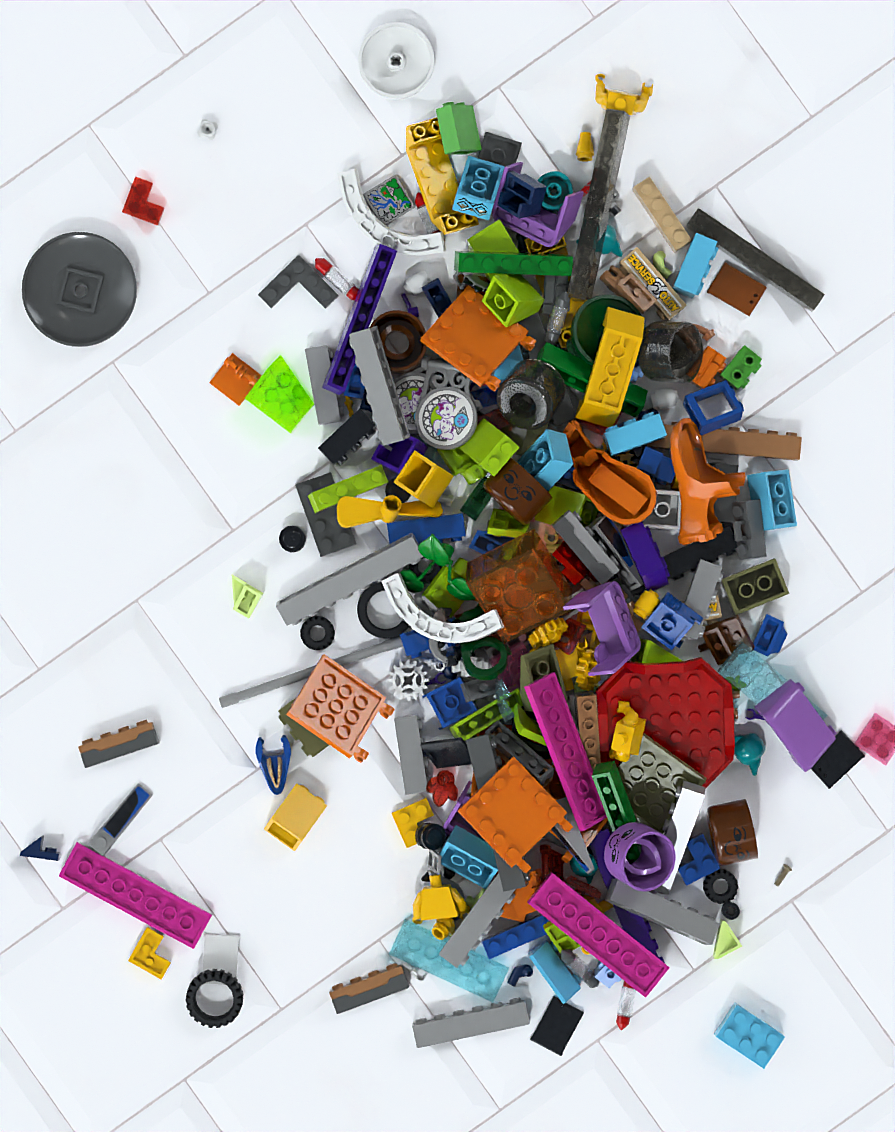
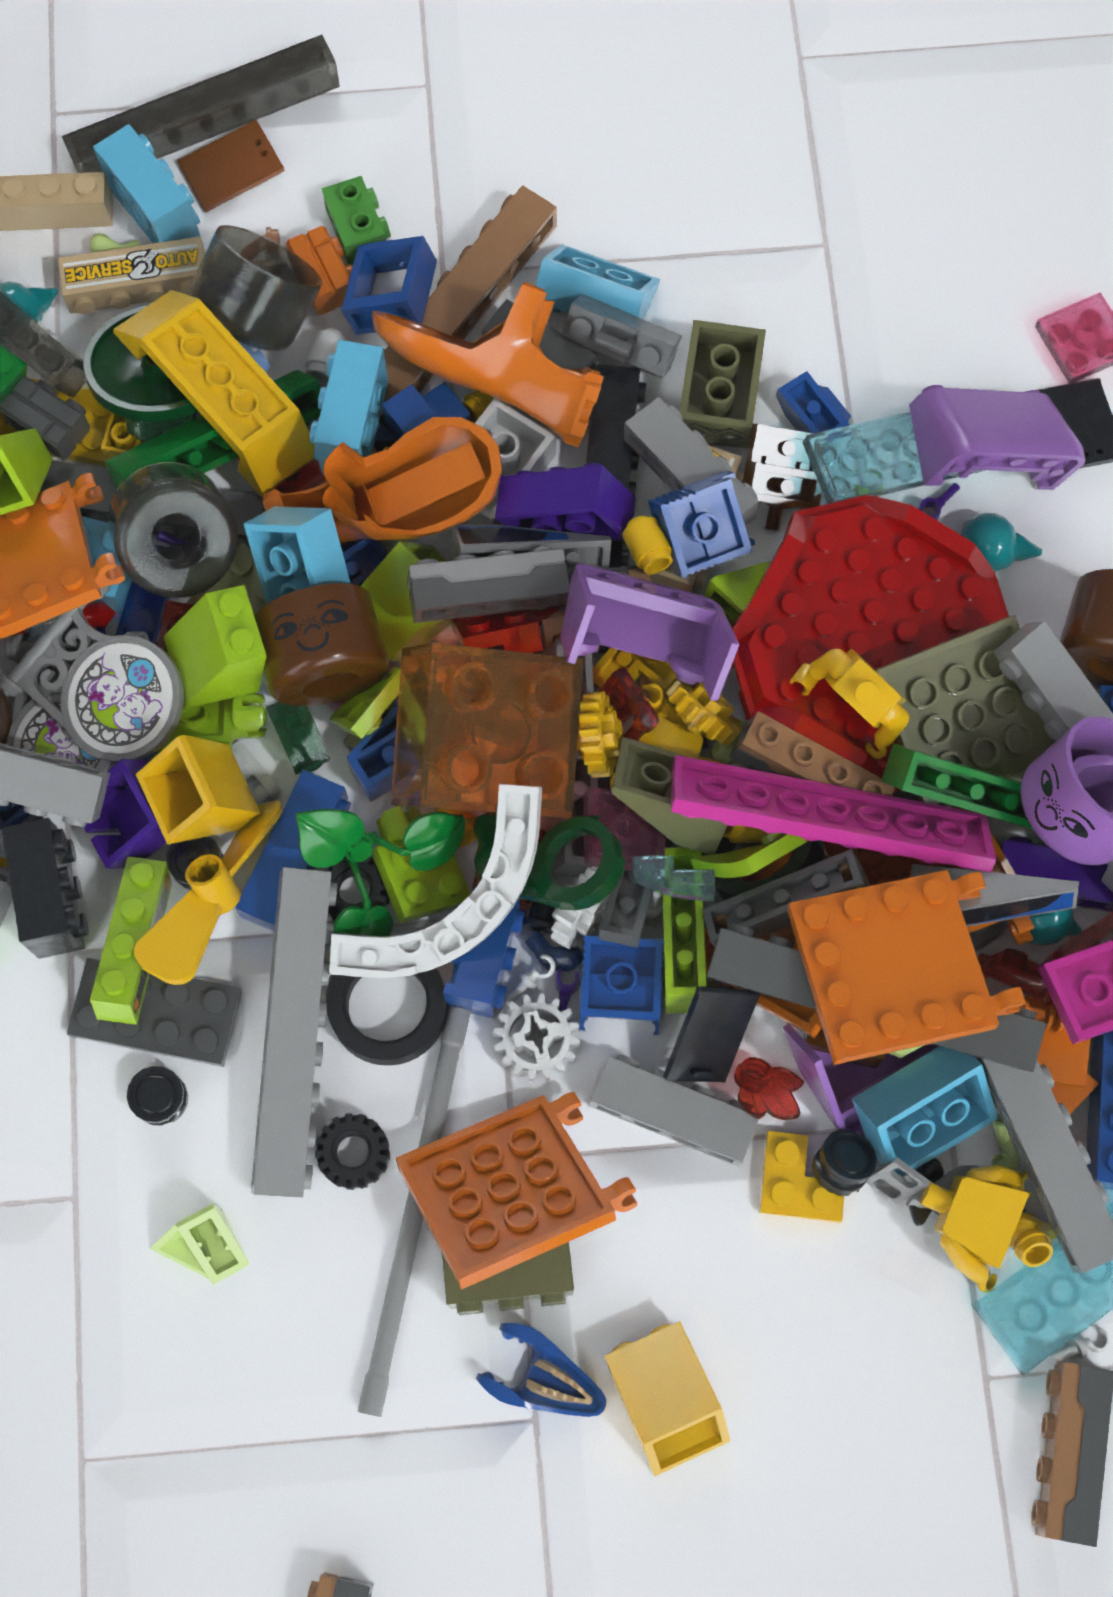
camera: 55 degrees left, 15 degrees down
(435, 645) = (498, 942): light grey piece -> none
(557, 318) = (78, 422): piece -> none
(628, 288) = (108, 300): medium nougat plate -> none

